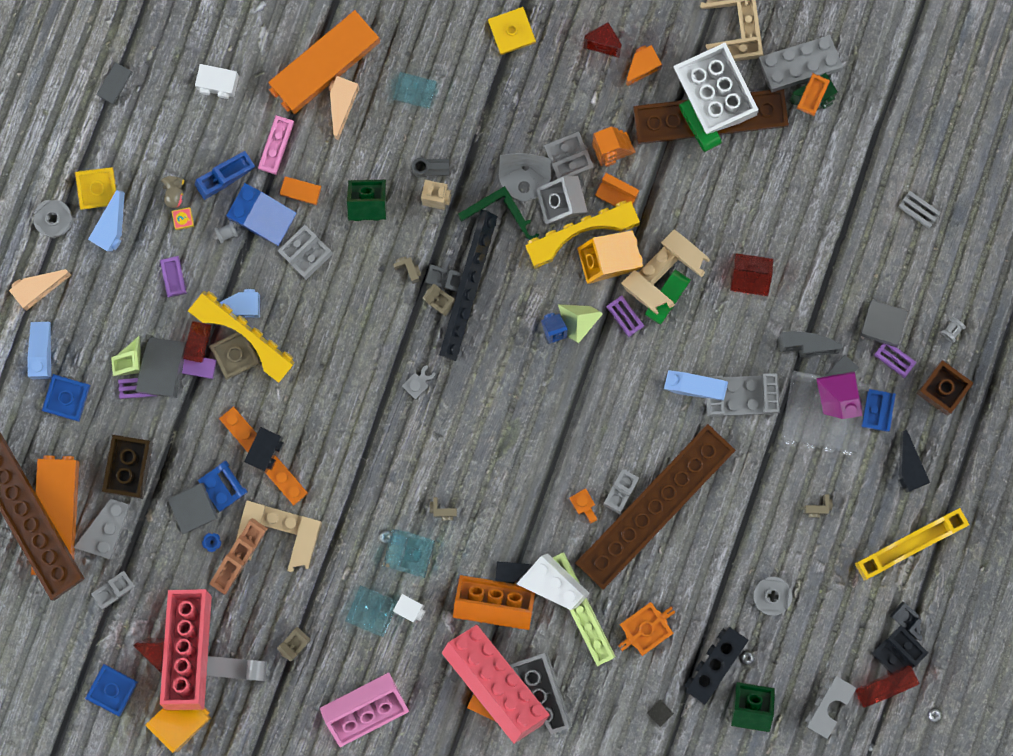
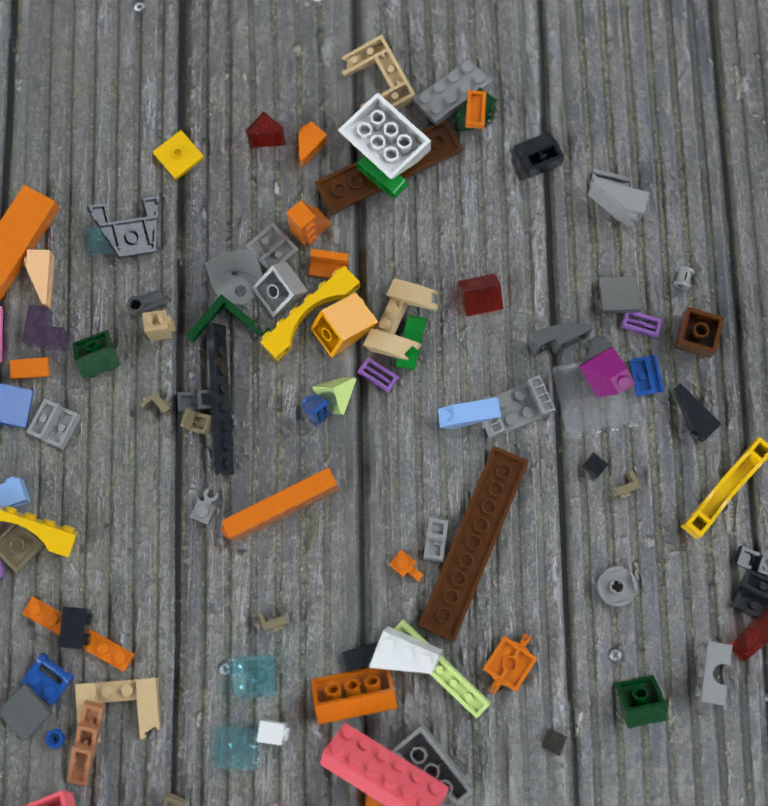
camera: 25 degrees left, 5 degrees down
(321, 159) = (40, 333): none -> clear purple brick
(439, 97) = (129, 236): none -> wing
(488, 406) = (279, 505): none -> orange brick
(737, 644) = (594, 685): black brick -> none
(796, 477) = (594, 465): none -> black slope
(860, 157) = (539, 154): none -> black slope
(922, 235) = (620, 201): none -> light grey slope

